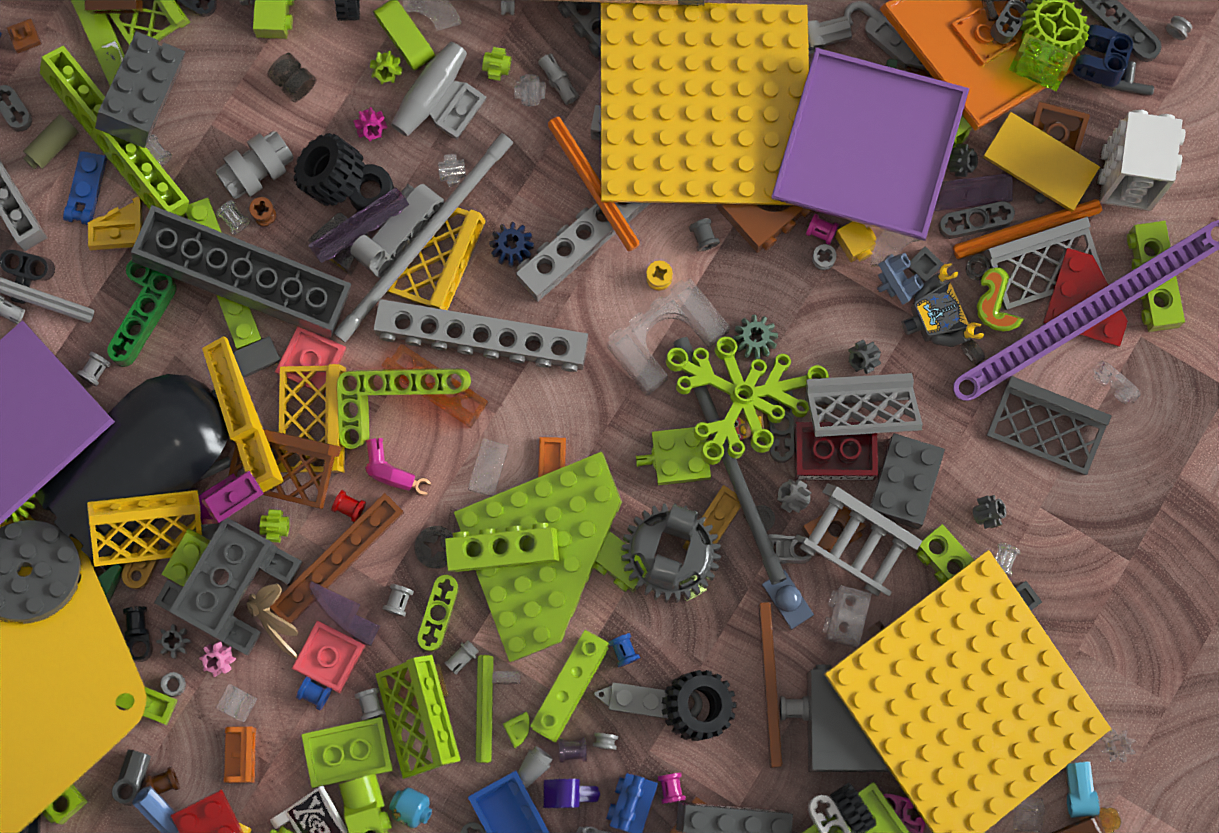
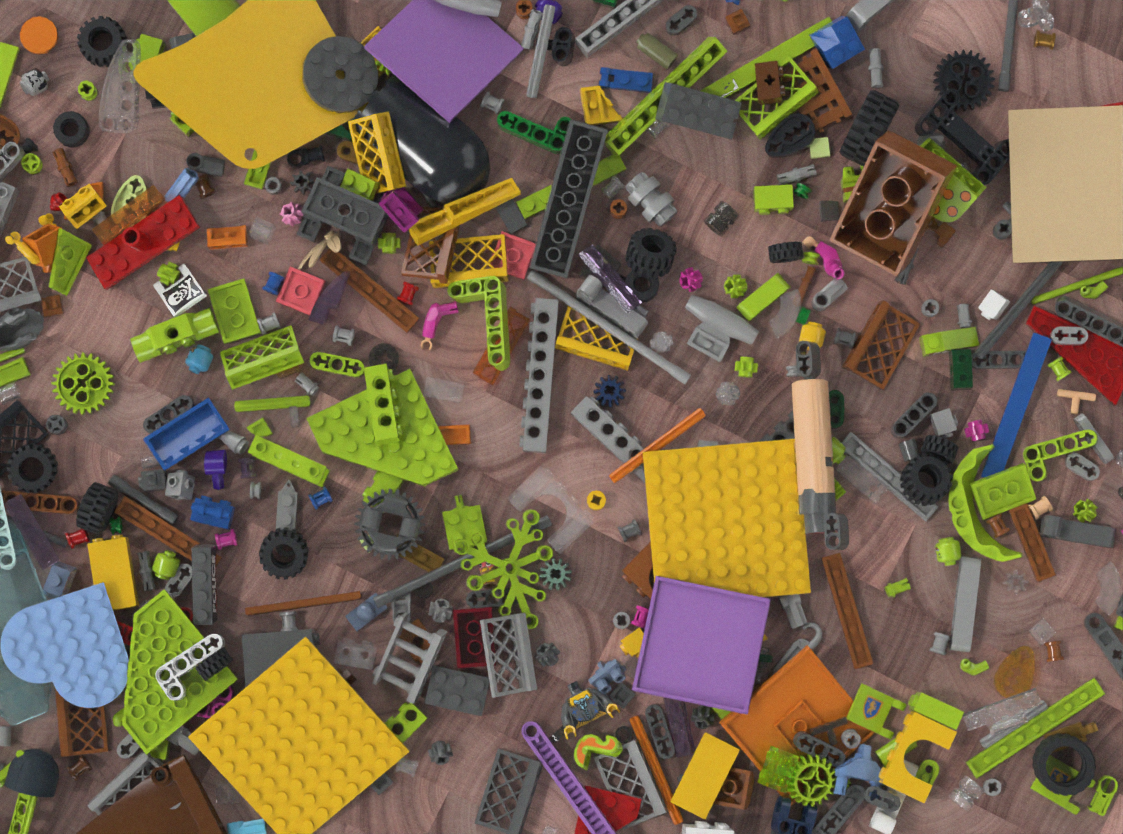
camera: 85 degrees right, 5 degrees up
(558, 79) = (740, 413): light grey pin -> none

